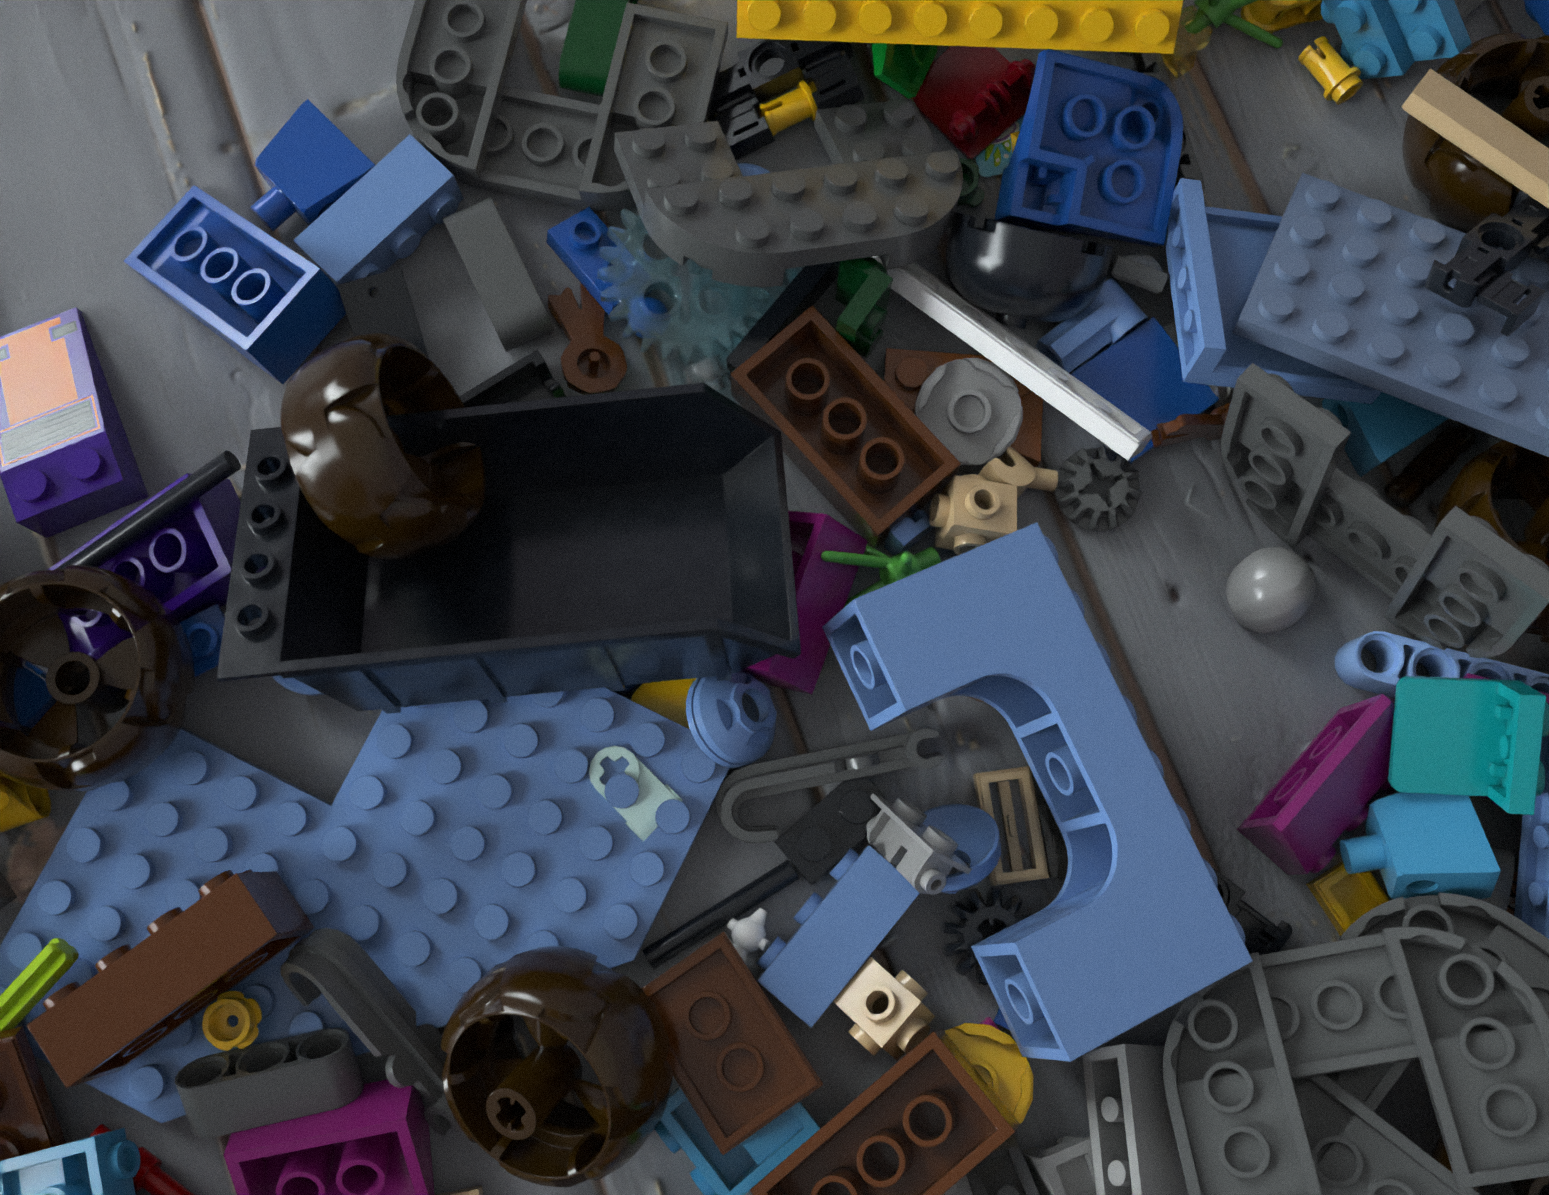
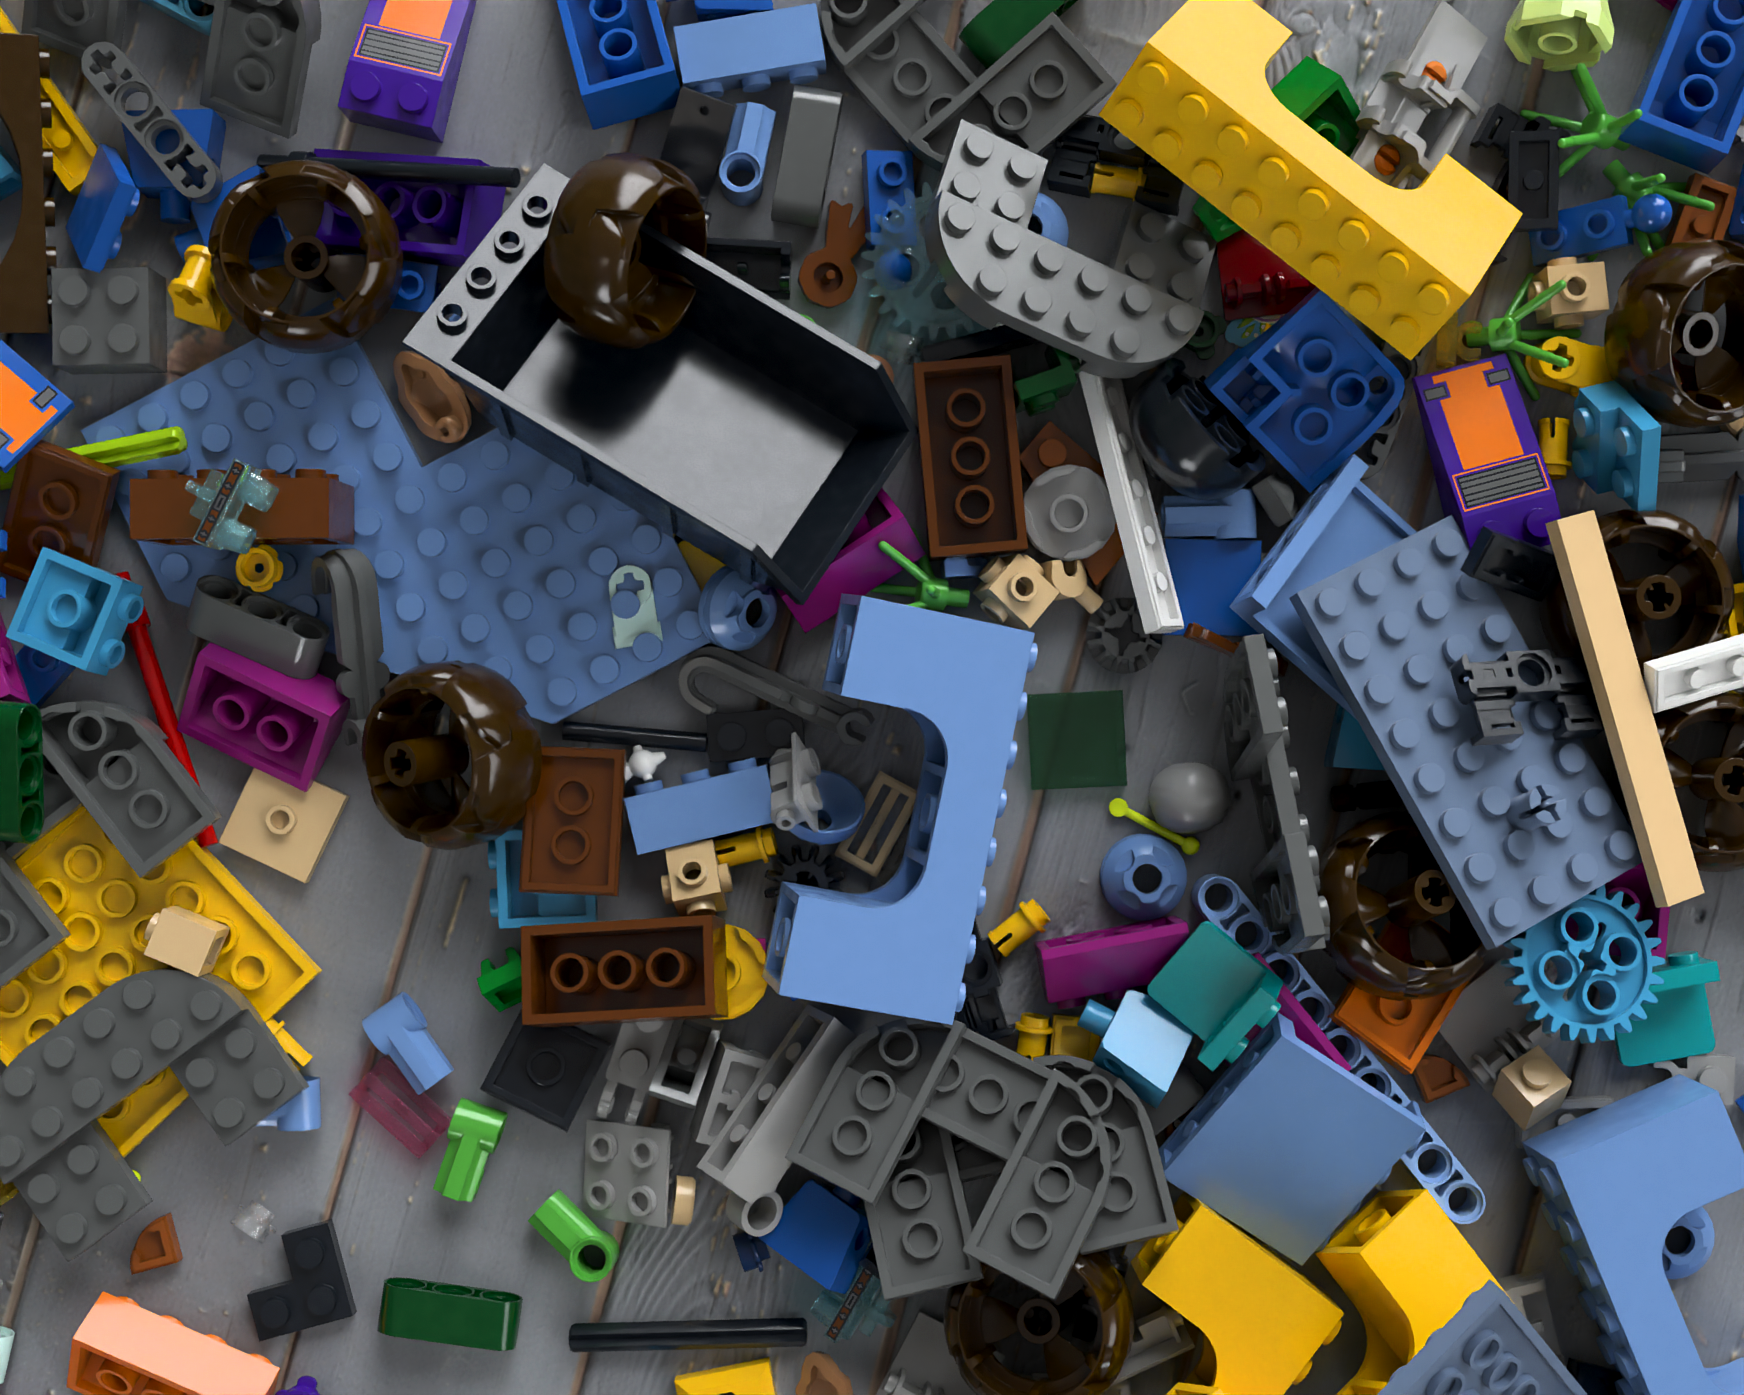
camera: 35 degrees right, 10 degrees up
(139, 977) = (222, 501): none -> clear light blue hips
(296, 732) = (431, 398): none -> medium nougat arm
(441, 308) = (748, 151): none -> medium blue piece
(910, 938) = (747, 847): none -> yellow pin
(1136, 611) = (1076, 740): none -> clear green tile
(1216, 646) = (1119, 808): none -> neon yellow hinge
(1217, 823) = (1021, 925): none -> yellow pin
(1262, 697) = (1125, 858): none -> medium blue piece
(1290, 111) = (1486, 451): none -> slope
(1310, 918) = (1032, 1034): none -> yellow pin
(1394, 169) = (1511, 564): none -> black plate

